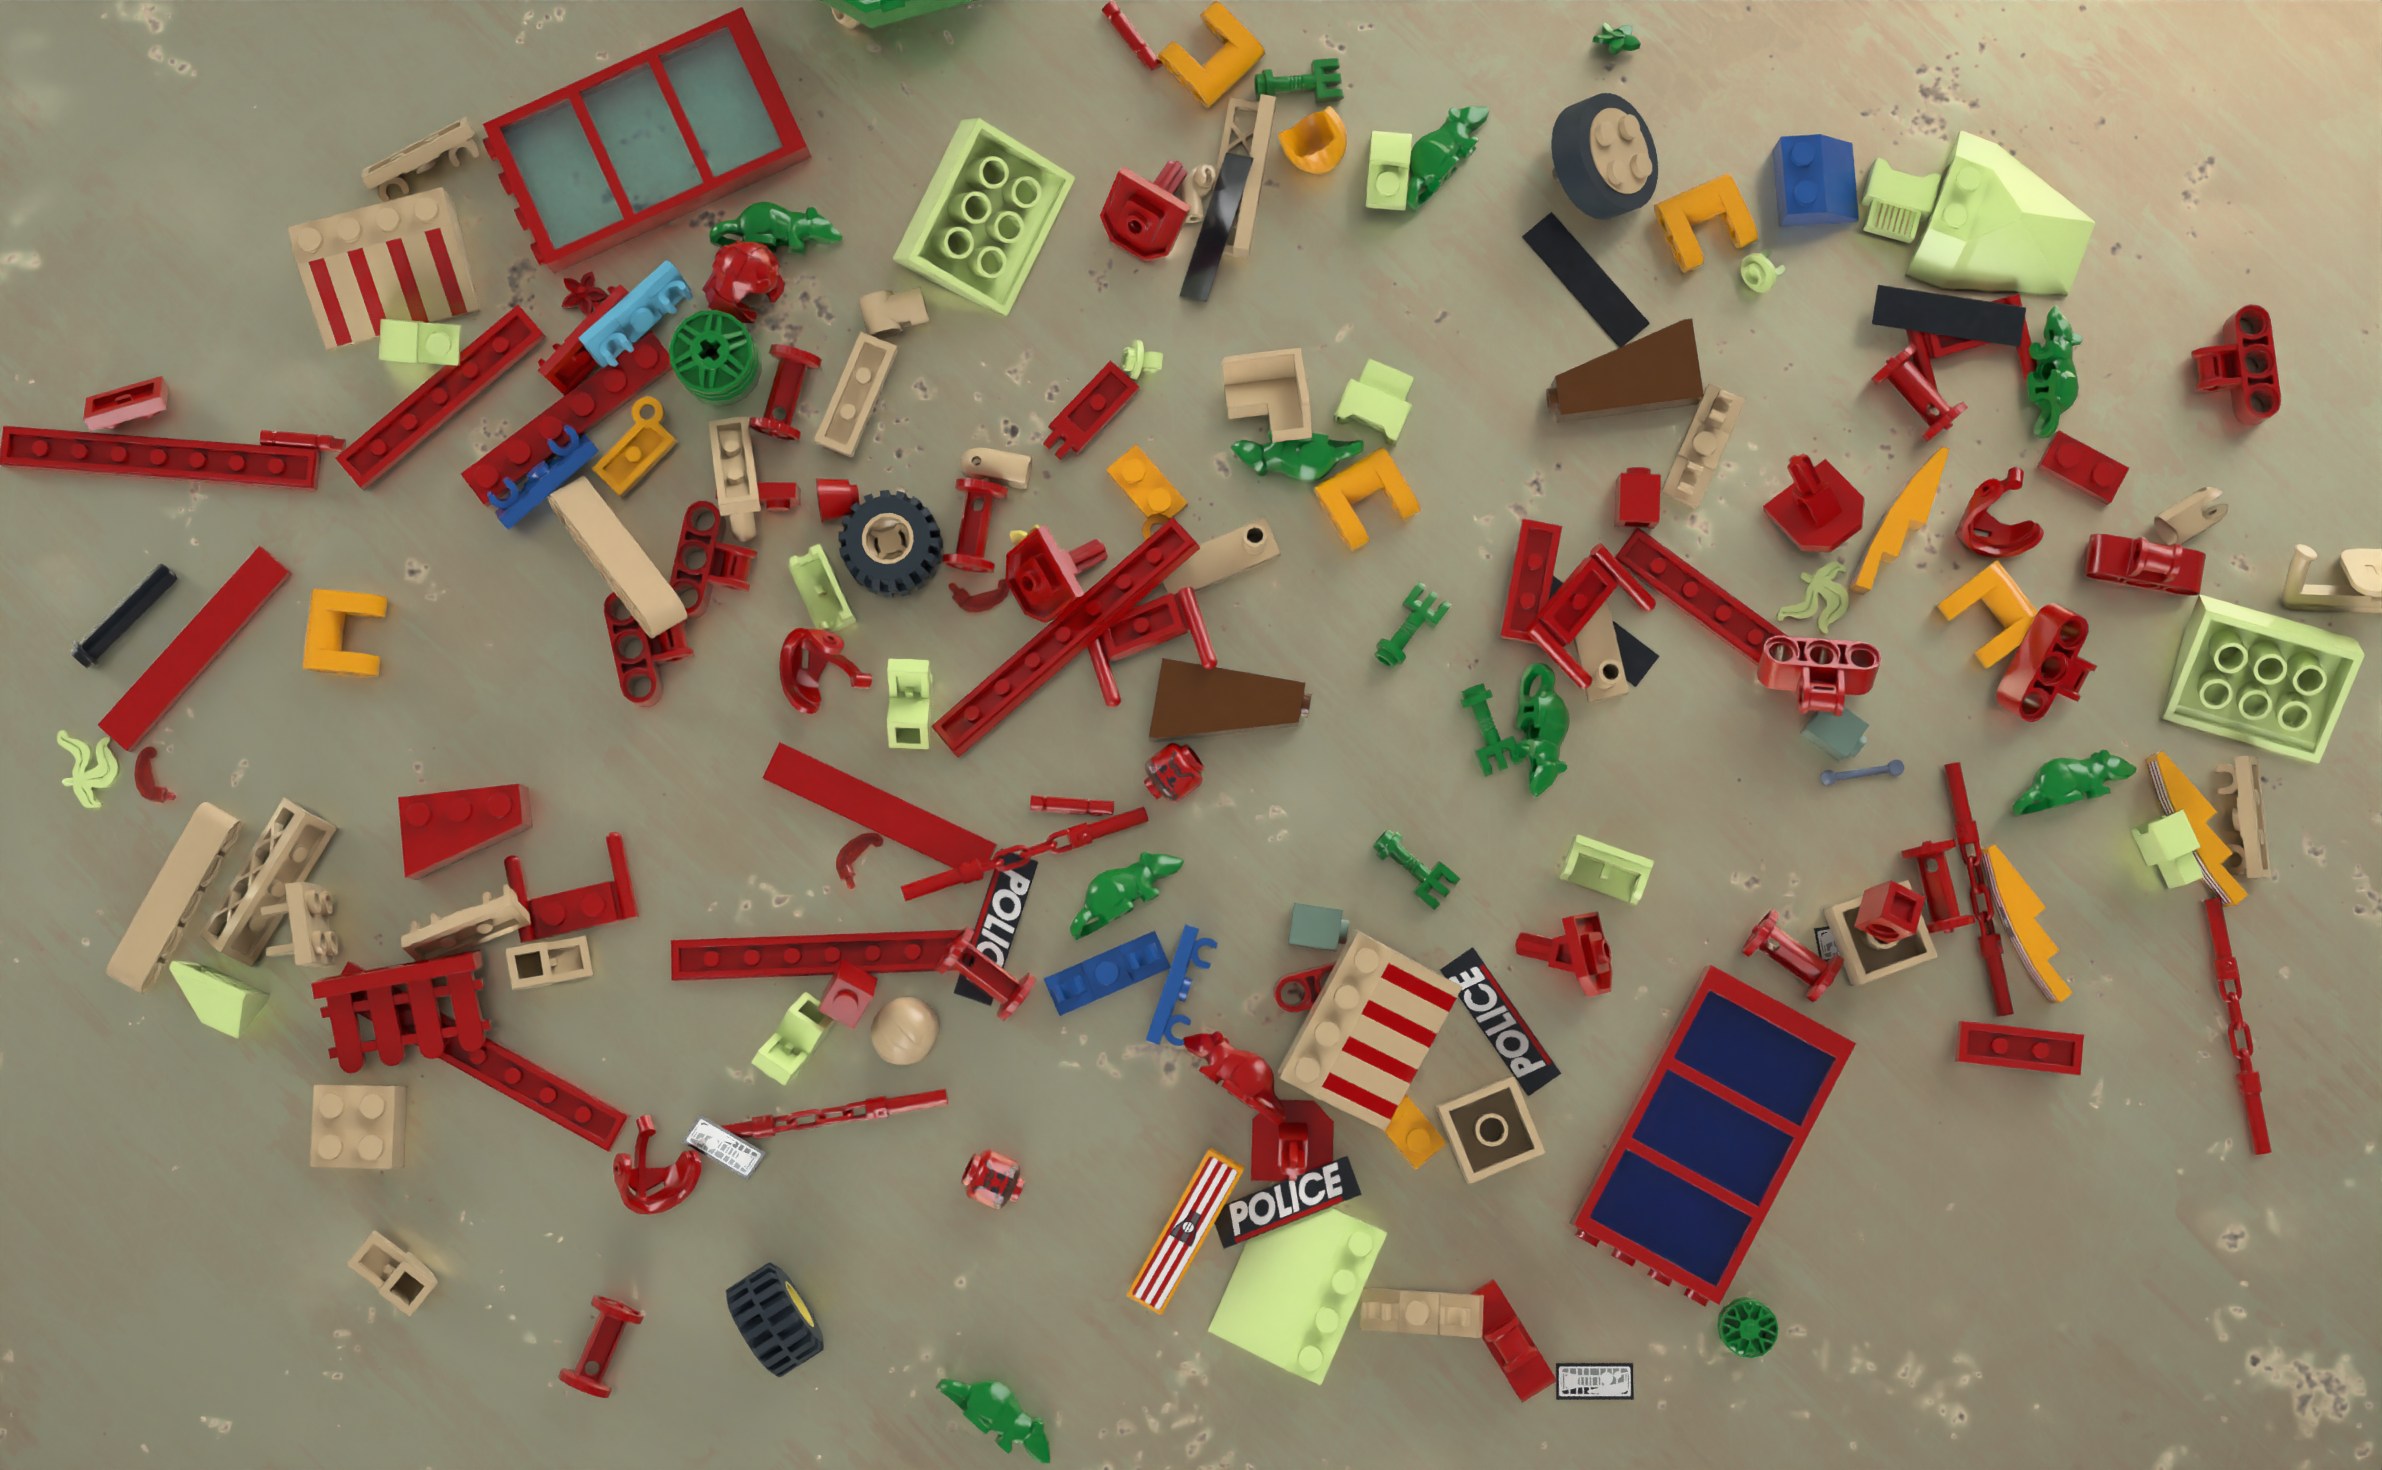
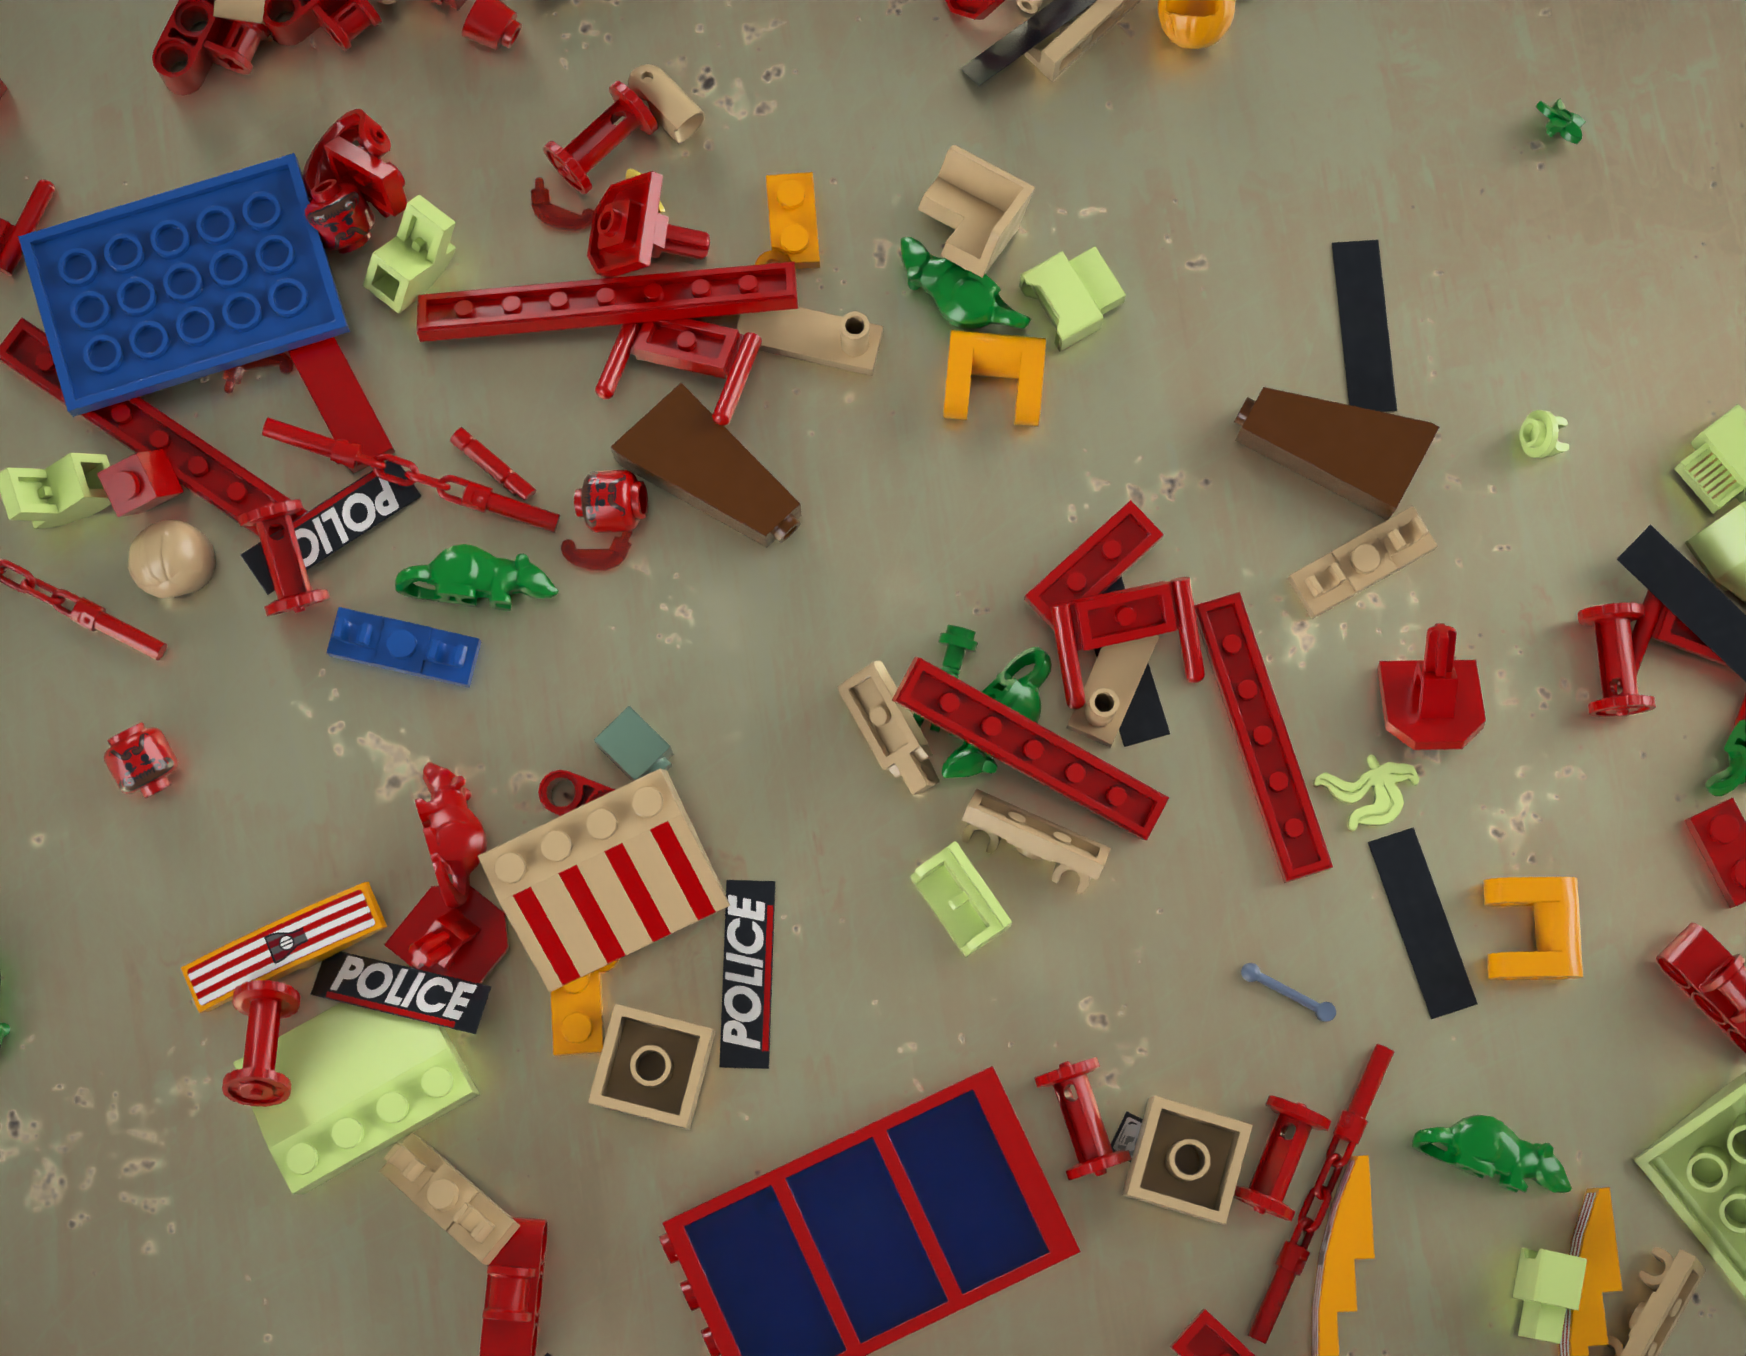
camera: 30 degrees right, 5 degrees down
(769, 837) = (182, 285): none -> blue plate
(821, 590) = (415, 98): yellowish green hinge -> none
(839, 671) = (377, 180): none -> red plate
(840, 711) = (340, 215): none -> red head
(890, 543) = (509, 98): black wheel -> none
(1091, 410) = (792, 112): red hinge -> none
(1136, 360) = (877, 100): yellowish green plate -> none
(1177, 986) = (457, 706): blue plate -> none
(1191, 817) = (598, 558): none -> clear red piece
(1243, 1331) = (258, 1081): none -> red hose
(1388, 170) = (1246, 84): yellowish green brick -> none
(1389, 845) = (766, 721): green hinge -> none
(1391, 652) = (908, 538): green hinge -> none
(1437, 153) = (1308, 104): green animal -> none
(1473, 788) = (889, 727): none -> tan hinge
(1578, 951) = (874, 956): red piece -> none
(1581, 736) = (1030, 748): none -> red tile
(1604, 156) = (1465, 212): black wheel -> none
(1625, 792) = (1035, 837): none -> tan plate
(1637, 498) = (1258, 564): red brick -> none
(1697, 205) = (1528, 330): light orange connector -> none
(1814, 180) = (1661, 387): blue slope -> none
(1819, 670) = (1316, 853): red piece -> none
(1835, 734) = (1291, 929): sand green brick -> none
(1890, 911) = (1207, 1138): red brick -> none
(1907, 510) = (1518, 765): light orange slope -> none
(1917, 662) = (1422, 923): none -> black sticker
(2003, 539) = (1599, 865): red helmet -> none
(2046, 664) = (1563, 1030): red piece -> none

